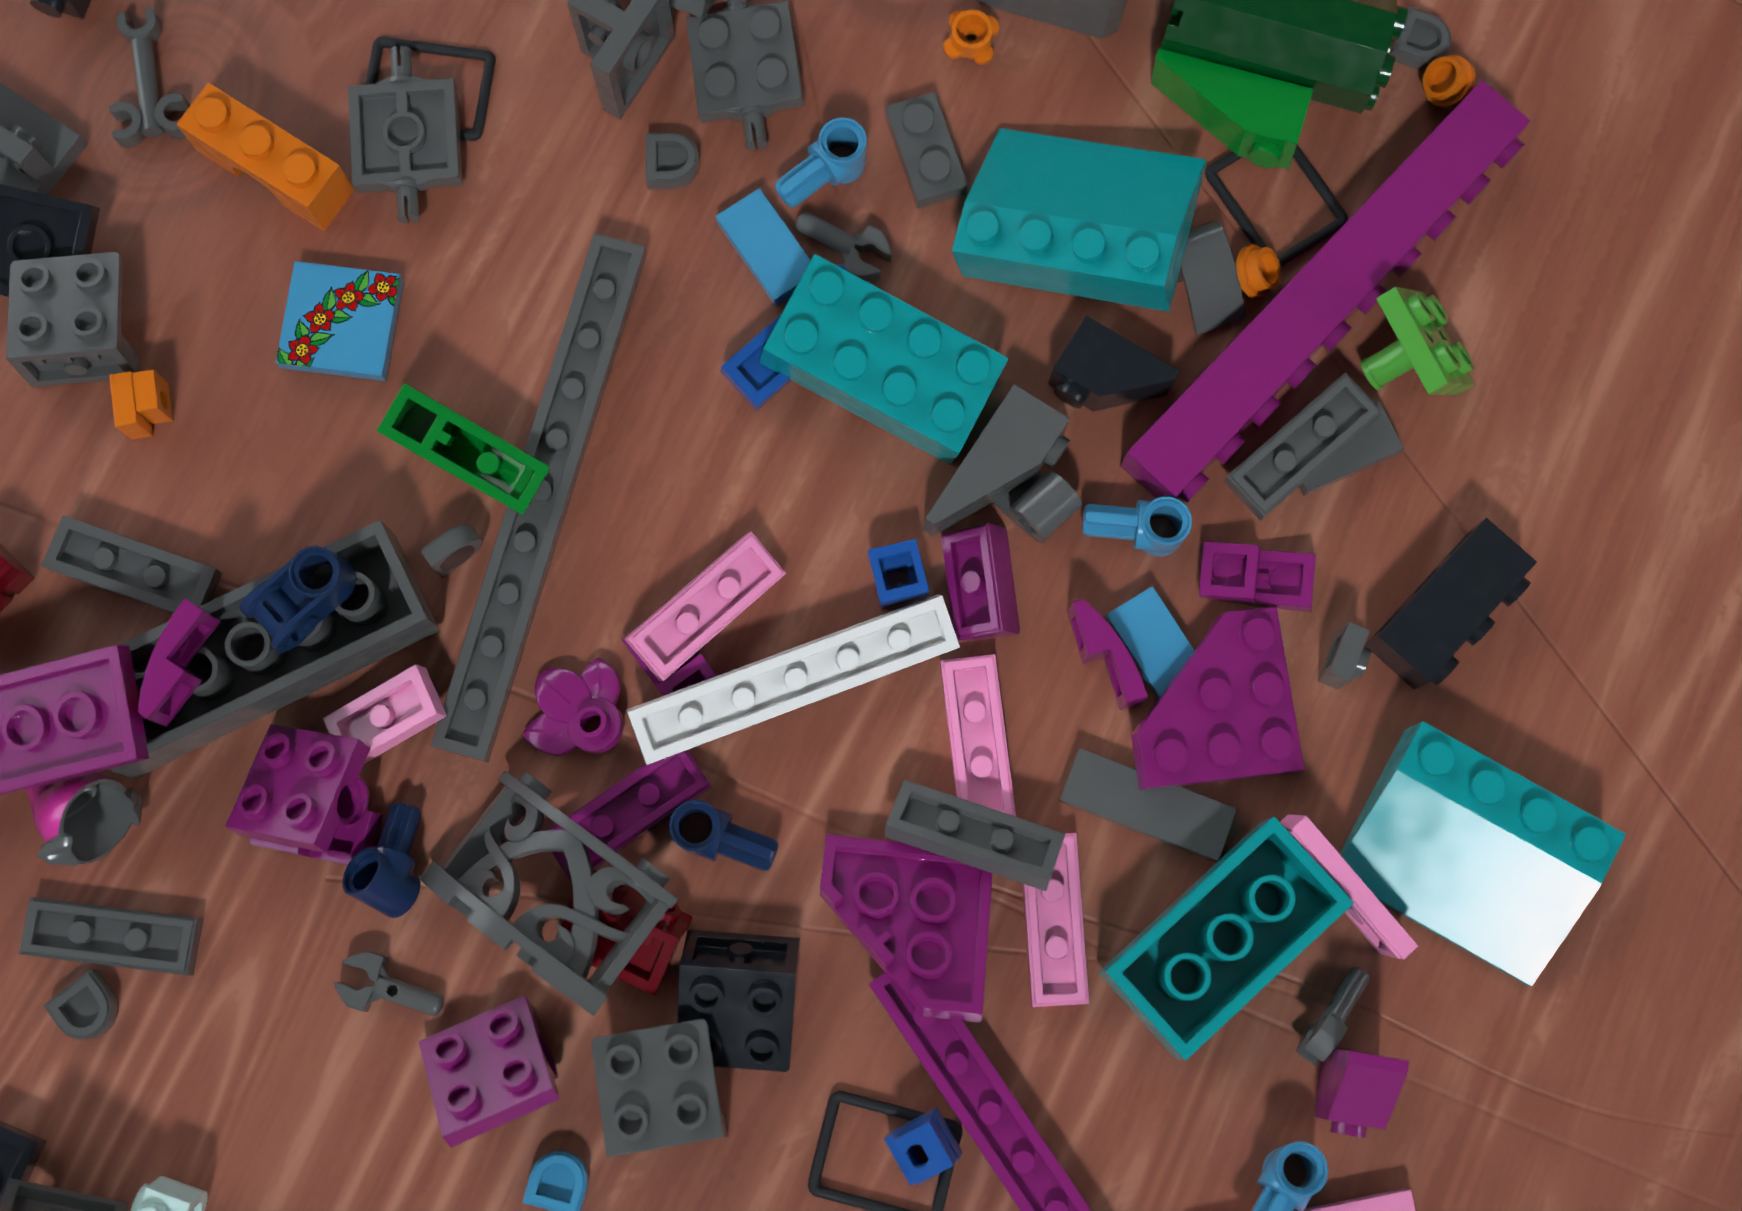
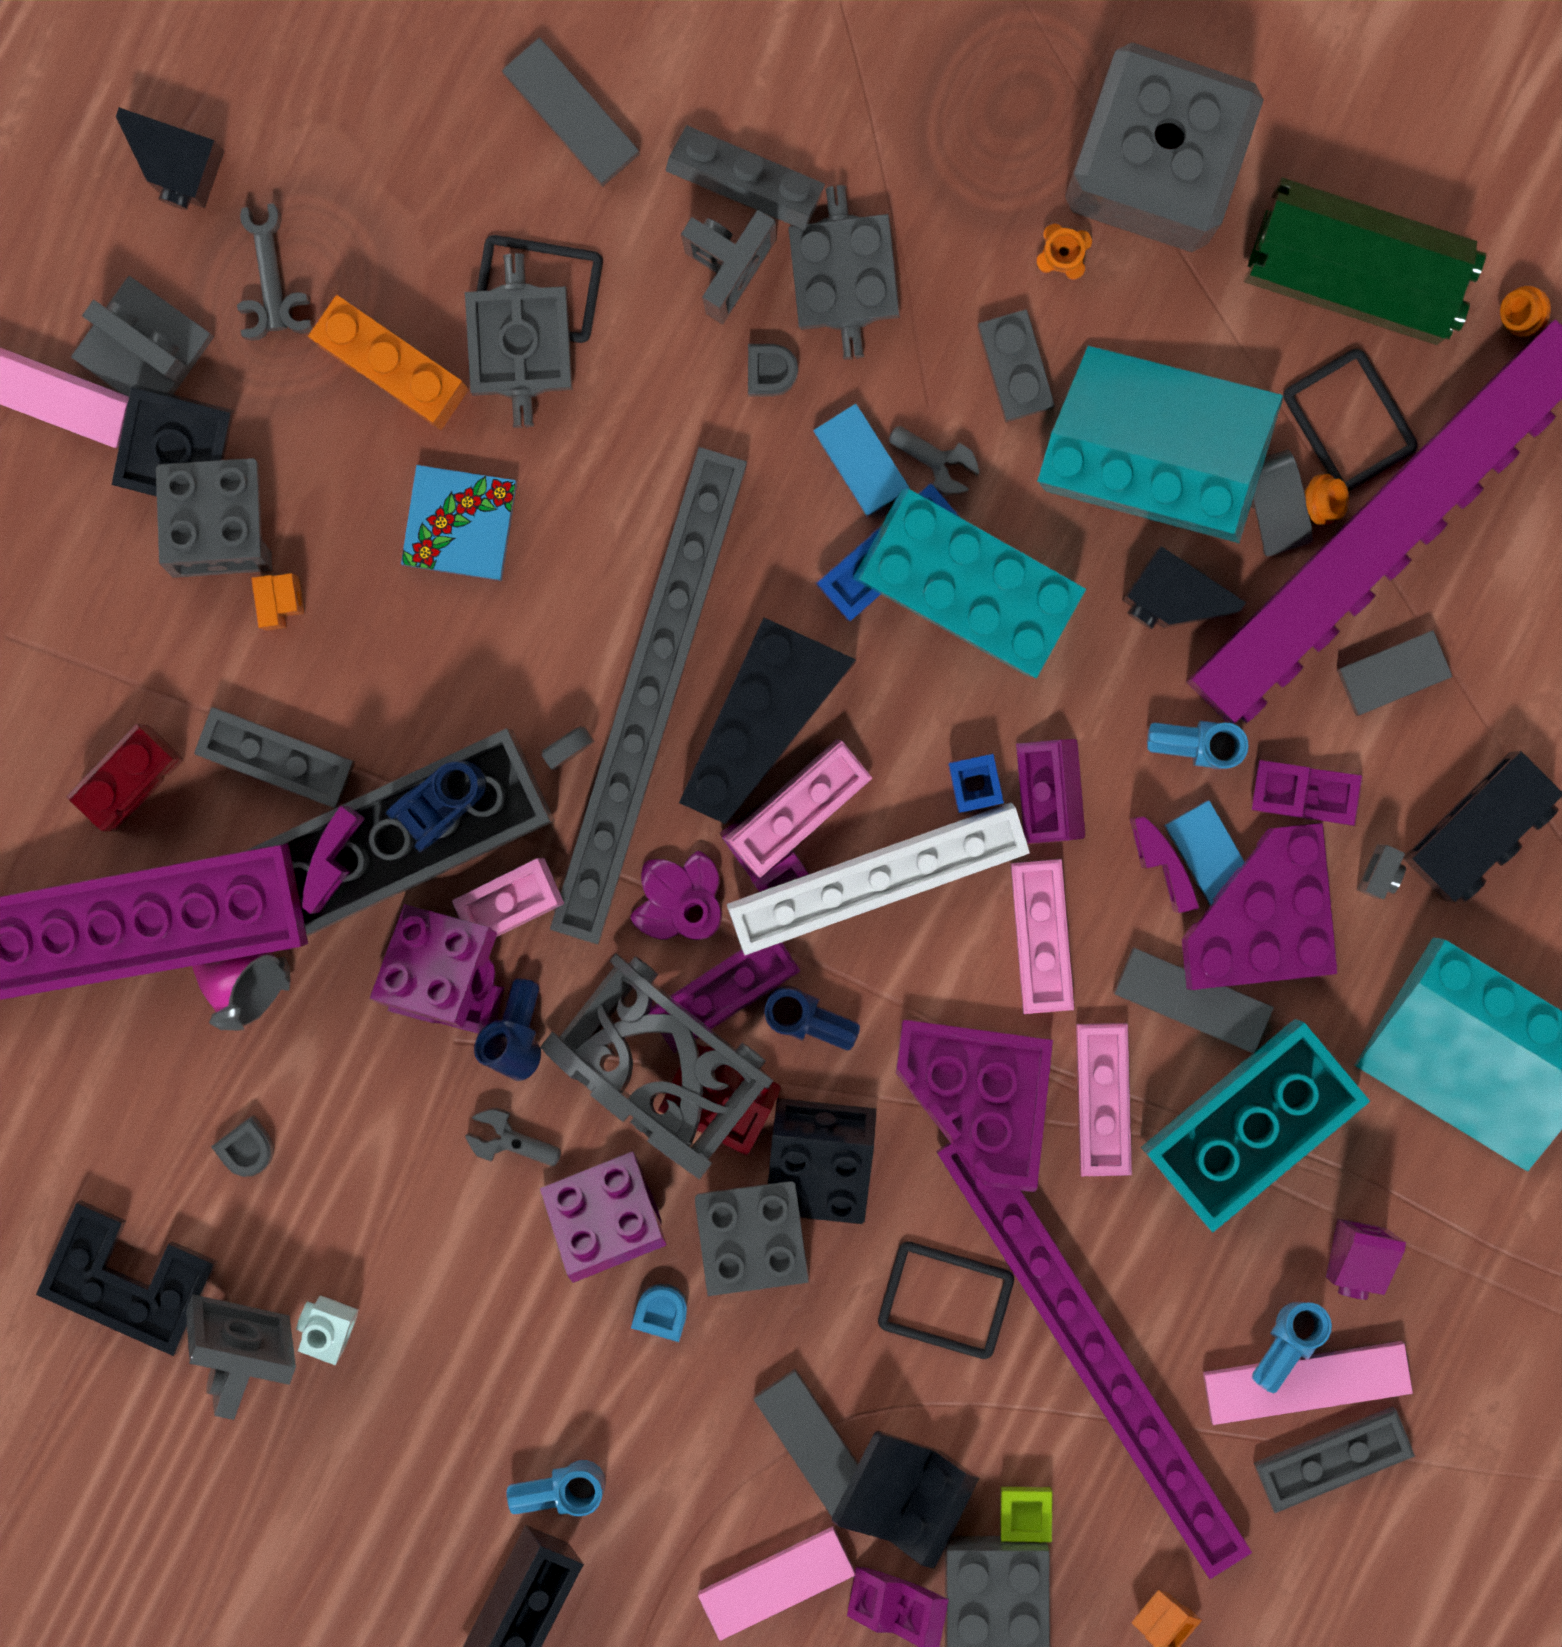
camera: 10 degrees right, 10 degrees up
(111, 936) = (266, 1087): dark grey tile -> none
(463, 448) = (579, 657): green slope -> none
(669, 498) = (767, 707): none -> black wedge
(823, 165) = (915, 385): dark azure axle -> none
(935, 1138) = (991, 1287): blue piece -> none
(974, 835) = (1036, 1026): dark grey plate -> none
(1005, 456) = (1083, 671): dark grey slope -> none
(1040, 505) = (1096, 708): dark grey panel -> none
(1242, 109) = (1323, 340): green slope -> none
(1302, 446) = (1357, 674): dark grey tile -> none
(1327, 1031) = (1340, 1207): dark grey bar -> none
(1367, 911) = (1382, 1102): bright pink tile -> none
(1420, 346) = (1474, 582): bright green plate -> none
(1421, 40) = (1505, 265): dark grey tile -> none

